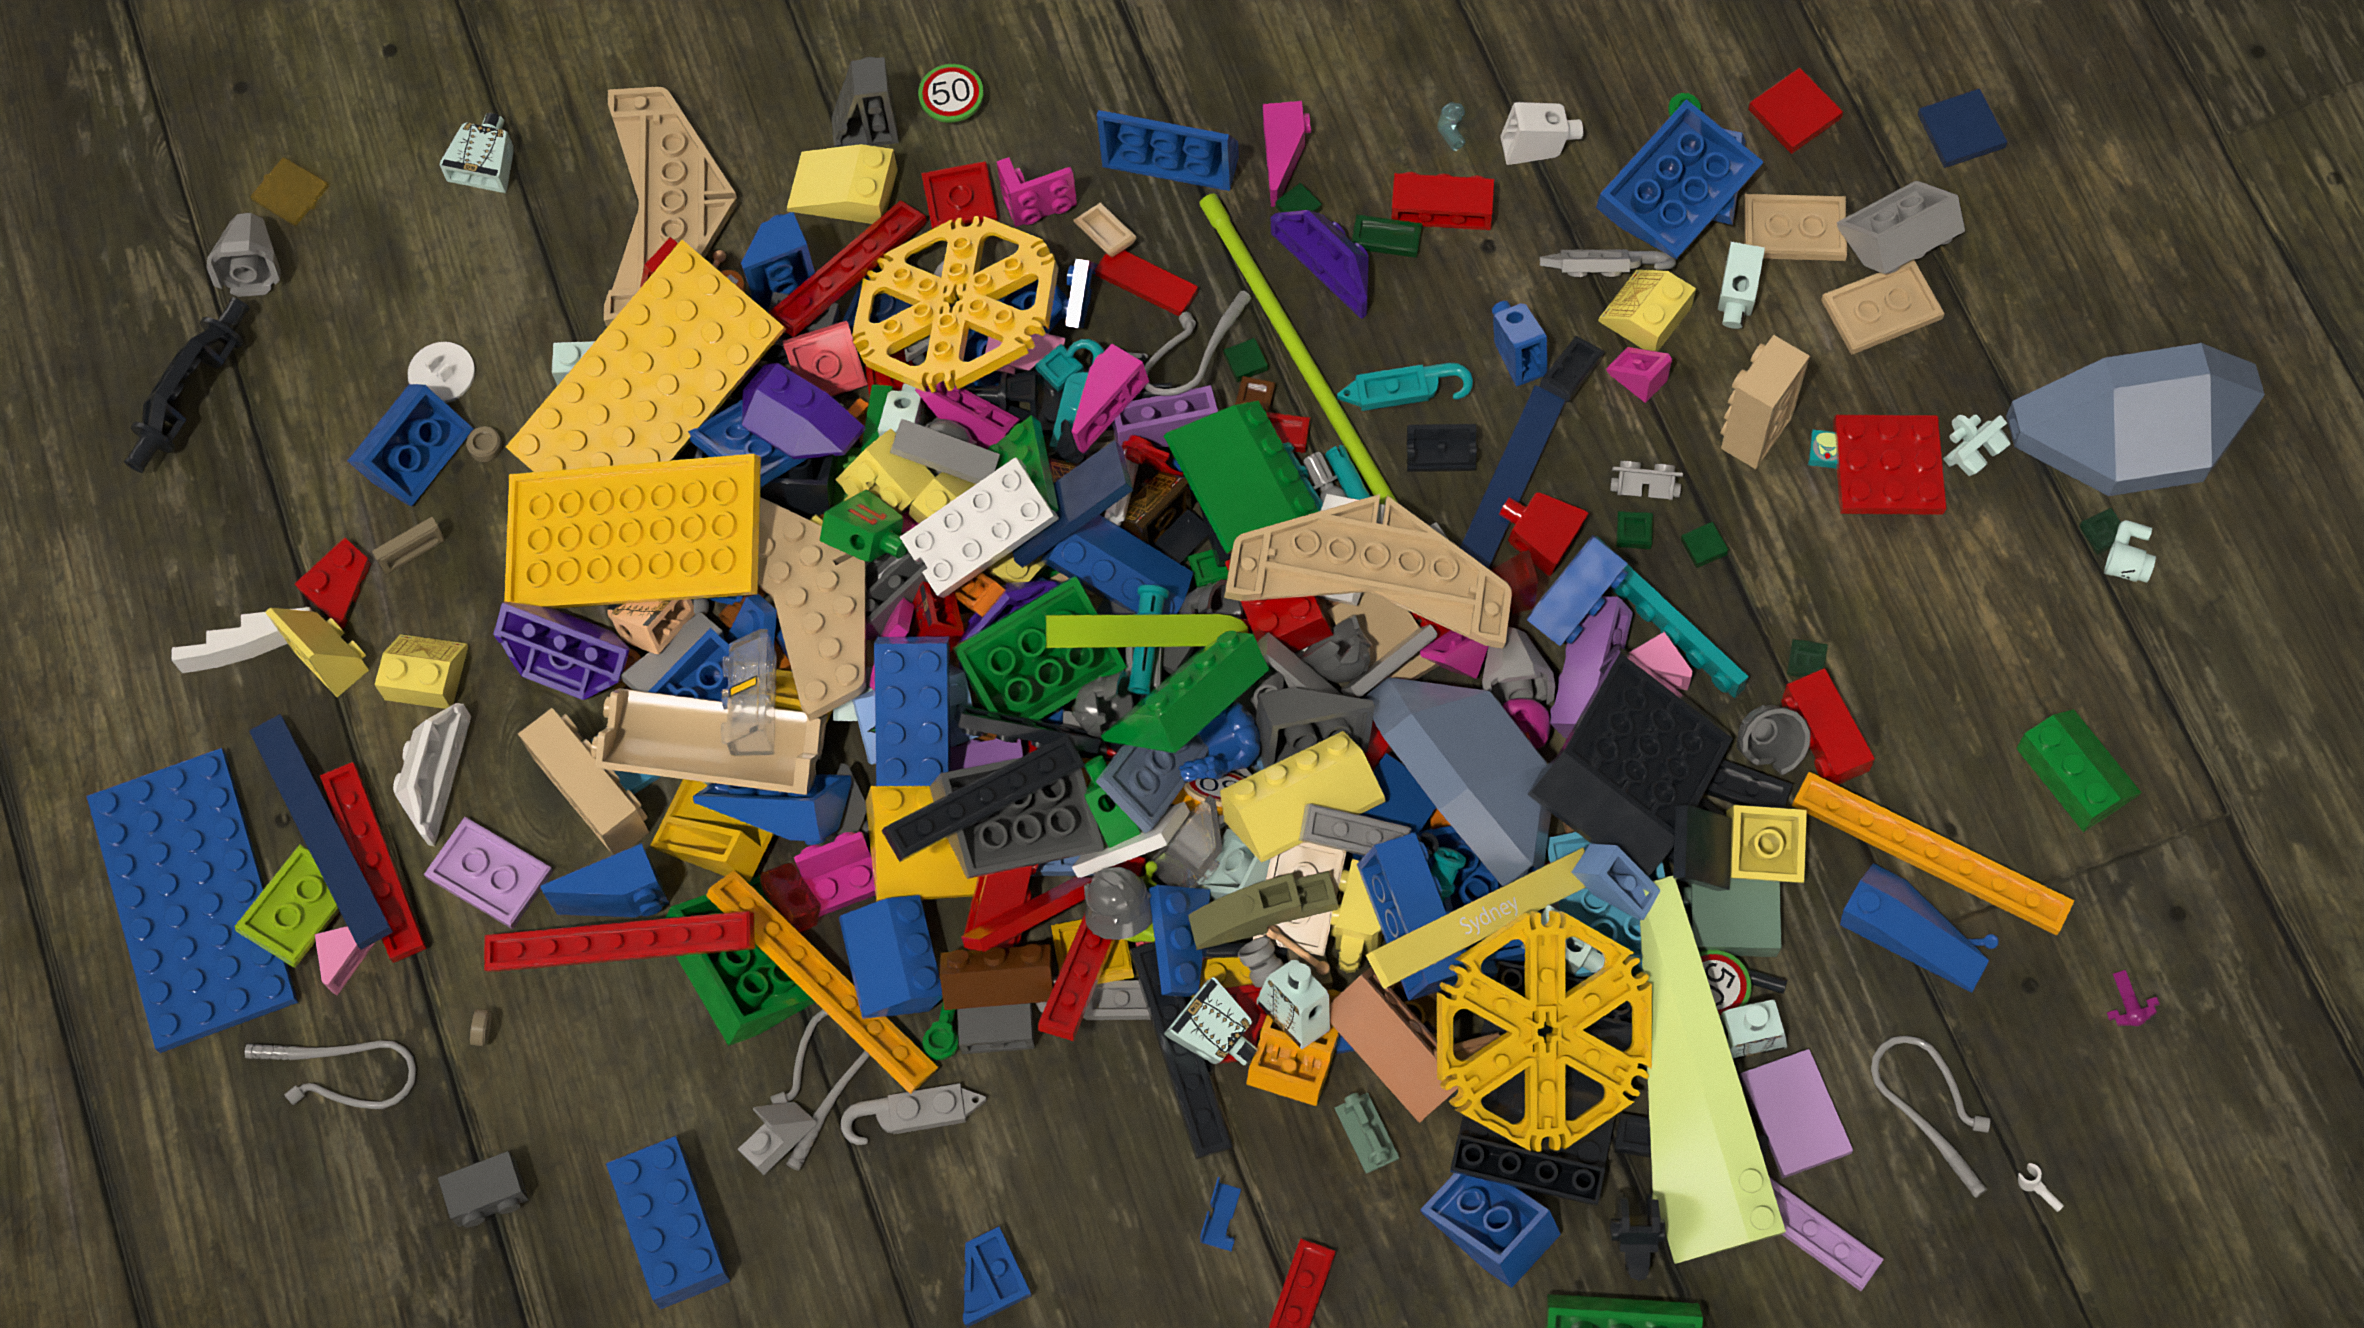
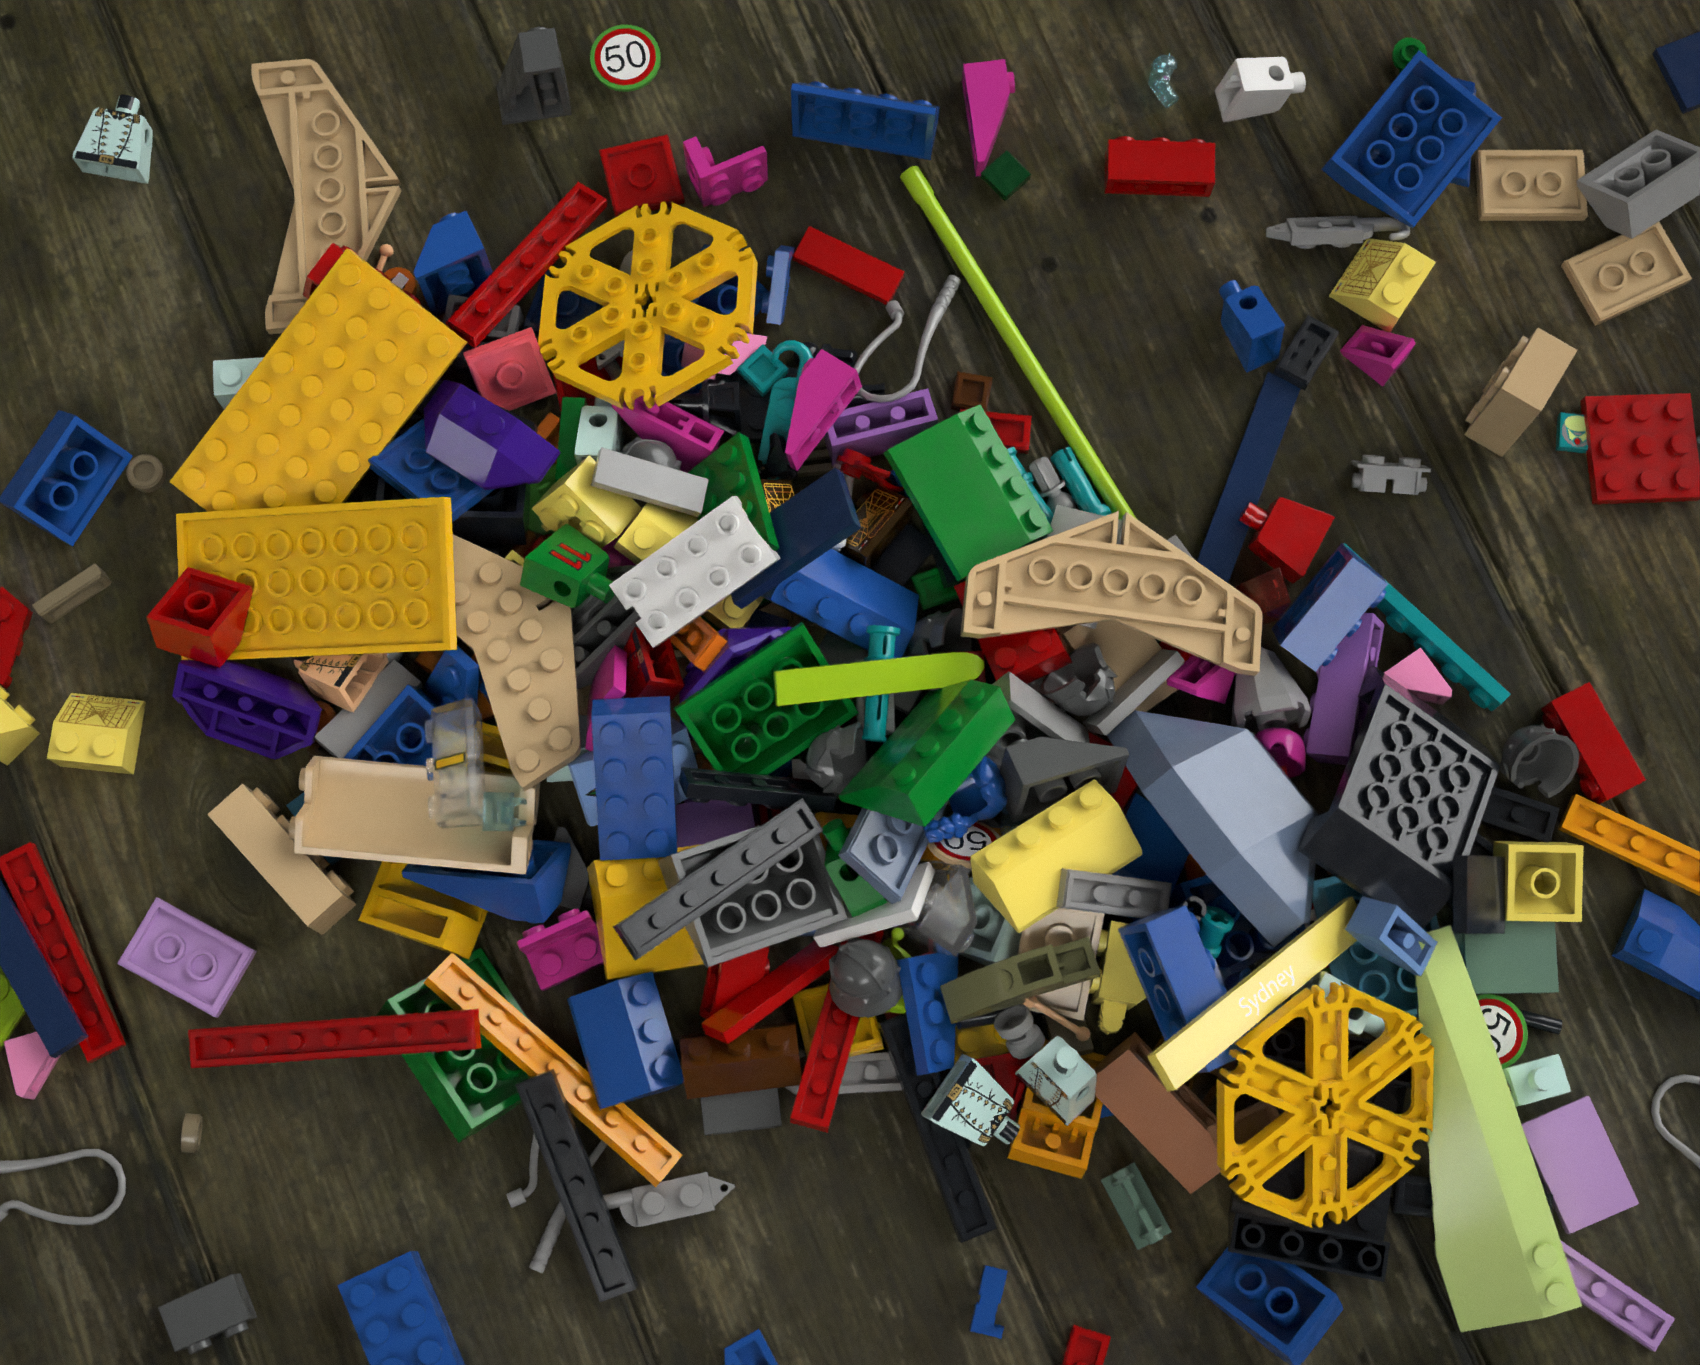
camera: 10 degrees left, 10 degrees up
(431, 768) = (115, 847): white wedge -> none
(443, 369) = (93, 391): white piece -> none
(525, 564) = (201, 617): none -> red slope
(611, 887) = (332, 972): blue slope -> none
(782, 1129) = (519, 1235): light grey slope -> none
(786, 738) = (499, 811): none -> clear light blue tile
(791, 896) = (513, 974): clear red leg -> none
(836, 1086) = (576, 1185): none -> black tile
(844, 183) = (516, 164): light yellow slope -> none
(941, 1039) = (683, 1123): green plate -> none
(1105, 230) = (801, 210): tan tile -> none
(1245, 359) = (959, 352): dark green tile -> none
(1326, 253) = (1041, 232): dark purple wedge -> none
(1387, 235) = (1100, 207): dark green tile -> none
(1402, 385) = (1129, 377): teal plate -> none
(1441, 447) = (1173, 446): black hinge -> none
(1634, 530) = (1379, 529): dark green tile -> none
(1637, 1234) = (1425, 1306): black hinge -> none
(1704, 545) = (1453, 544): dark green tile -> none
(1740, 283) = (1480, 253): light aqua torso -> none
(1795, 110) = (1525, 53): red tile -> none
(1806, 658) = (1565, 667): clear green tile -> none

